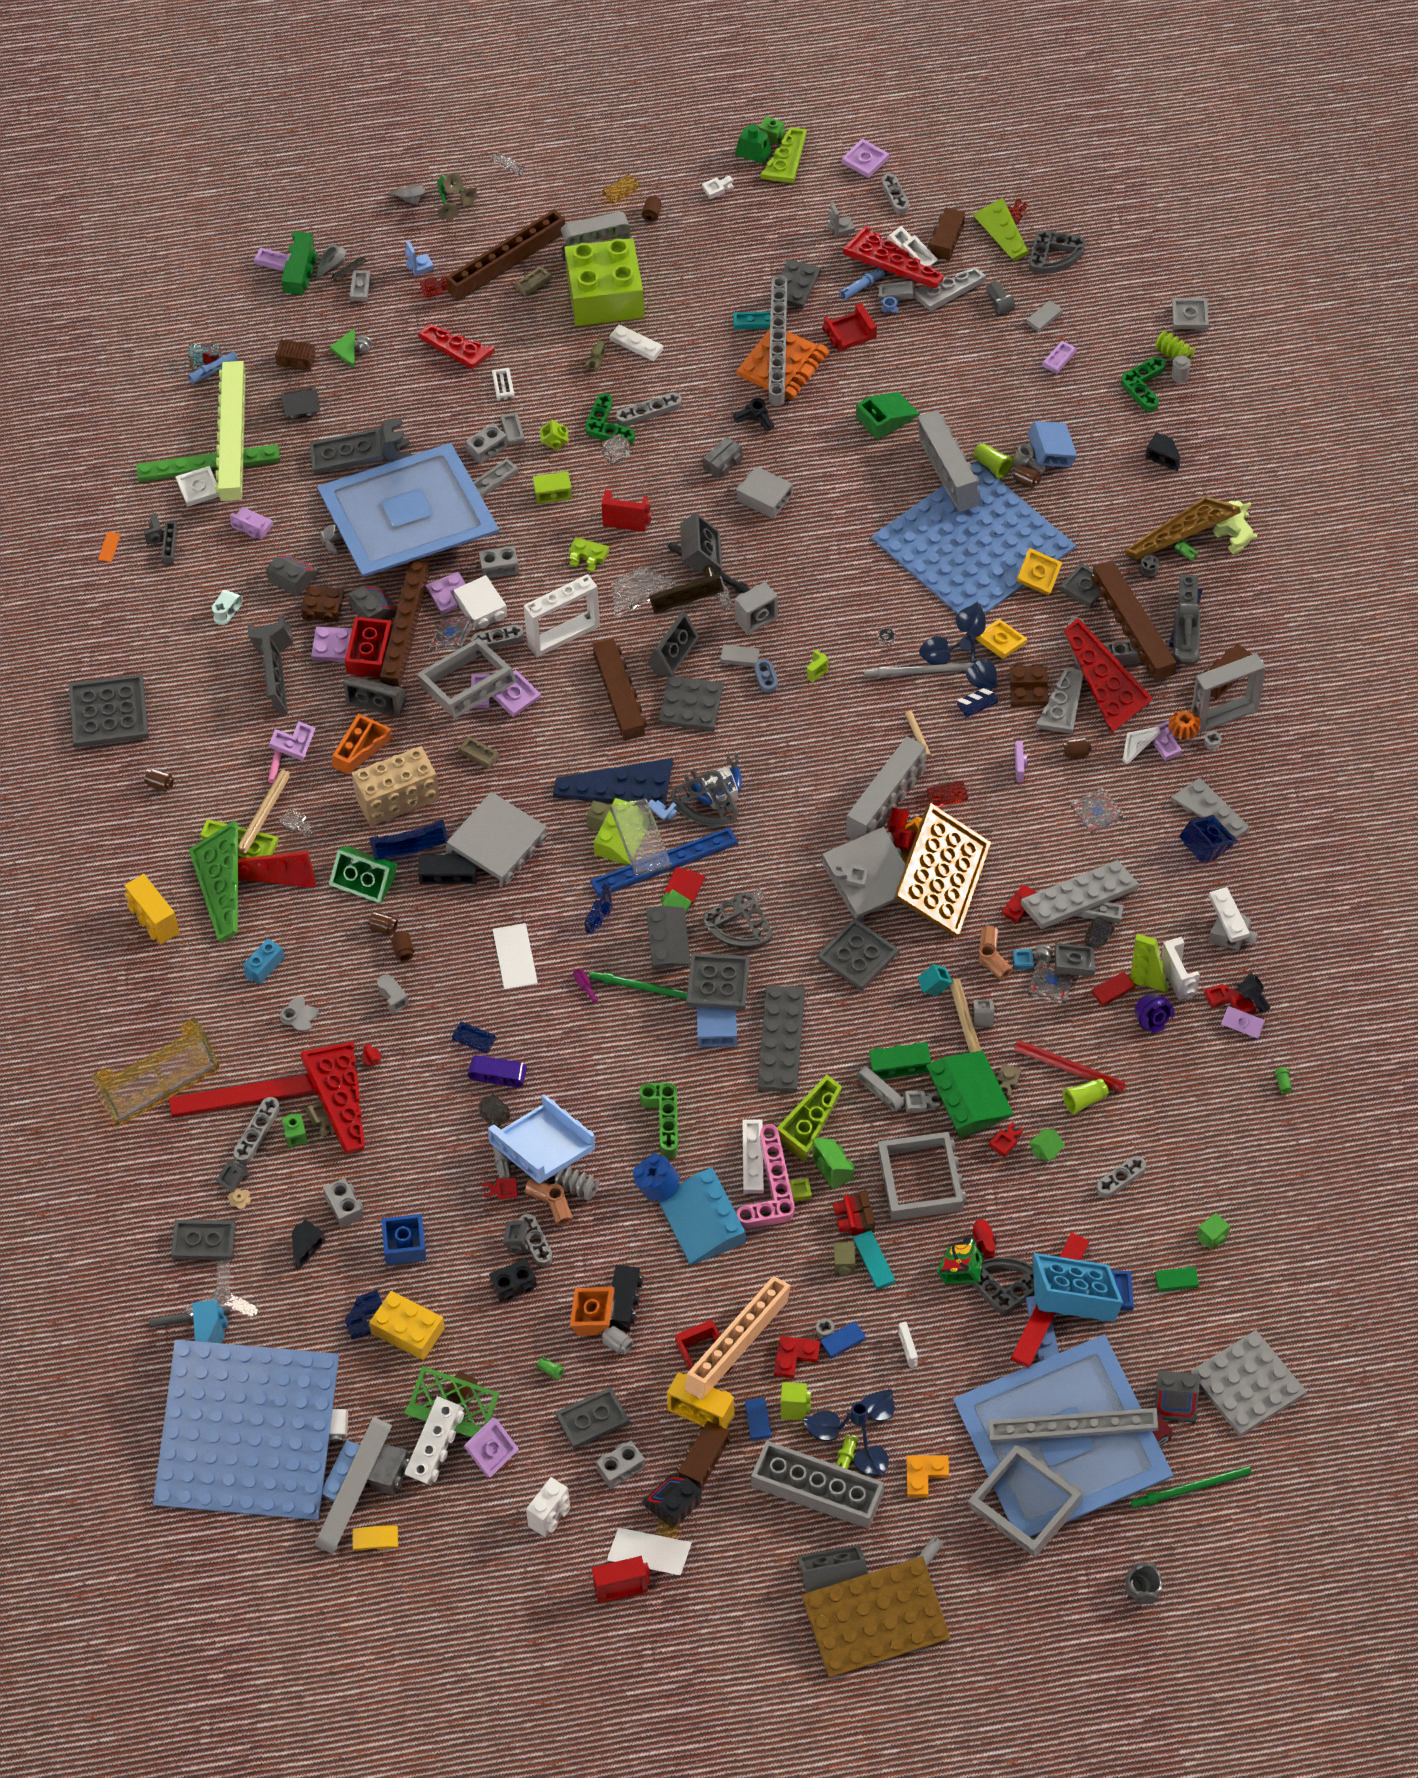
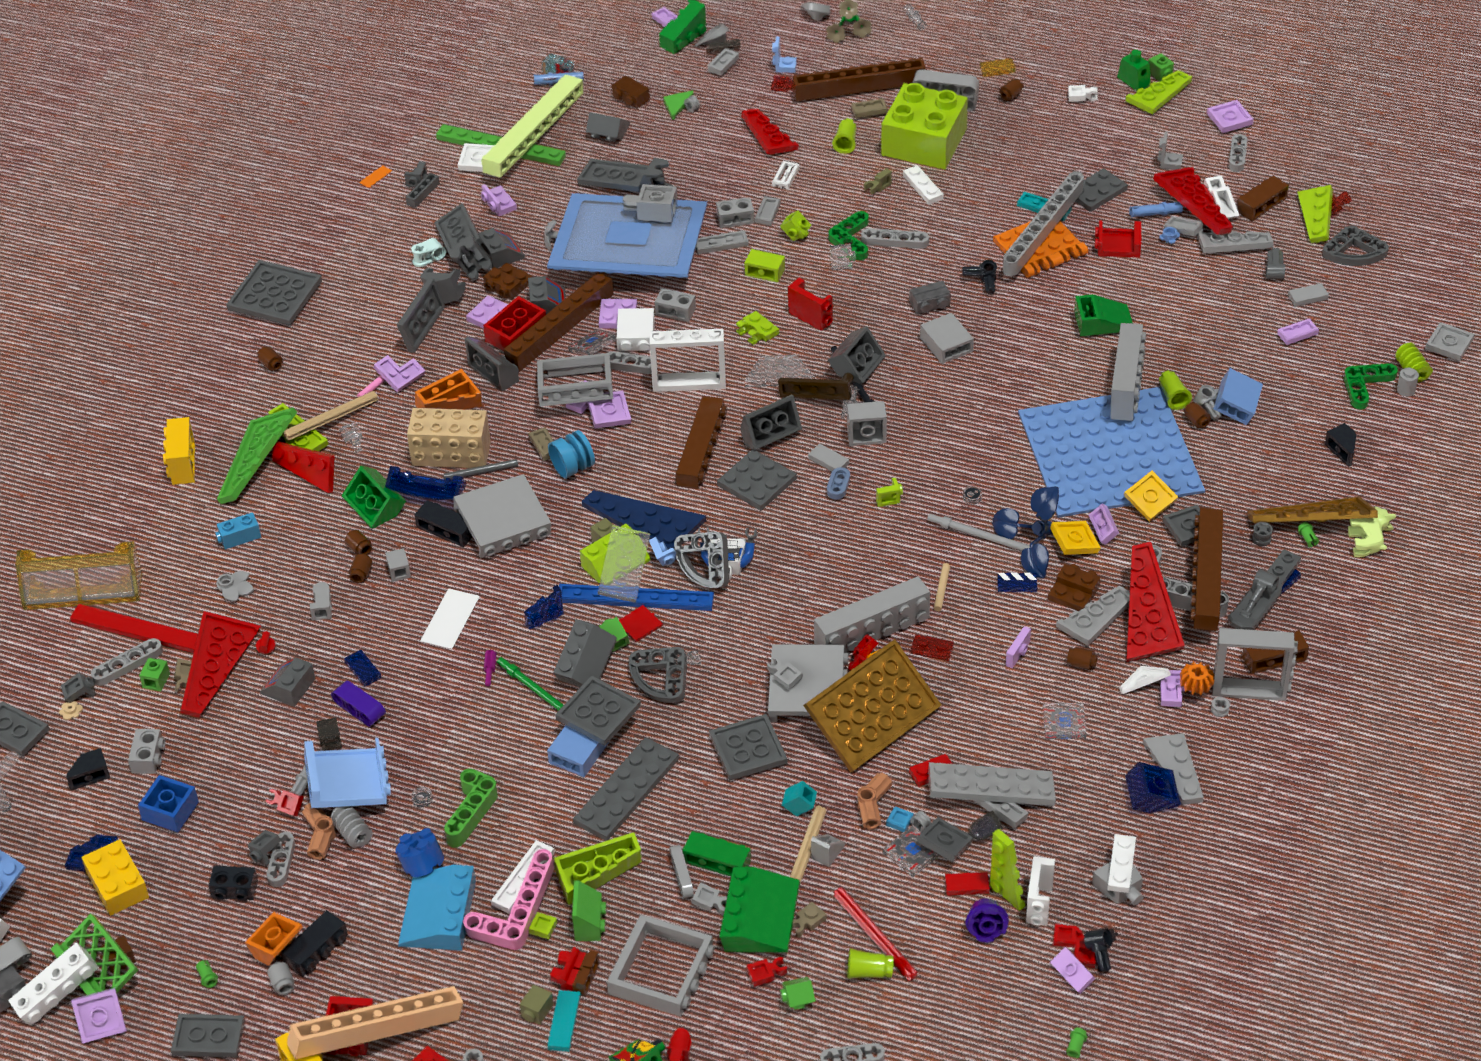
camera: 30 degrees right, 10 degrees down
(253, 580) = (463, 241): none -> dark grey hinge
(412, 467) = (653, 203): none -> light grey brick
(418, 1080) = (290, 681): none -> dark grey slope
(434, 927) = (398, 565): none -> light grey brick
(437, 803) = (482, 469): none -> dark grey bar
(516, 752) = (571, 454): none -> dark azure wheel
(533, 320) = (845, 137): none -> lime plant
(614, 1128) = (422, 797): none -> clear tile
(1015, 615) = (1103, 524): none -> lavender plate

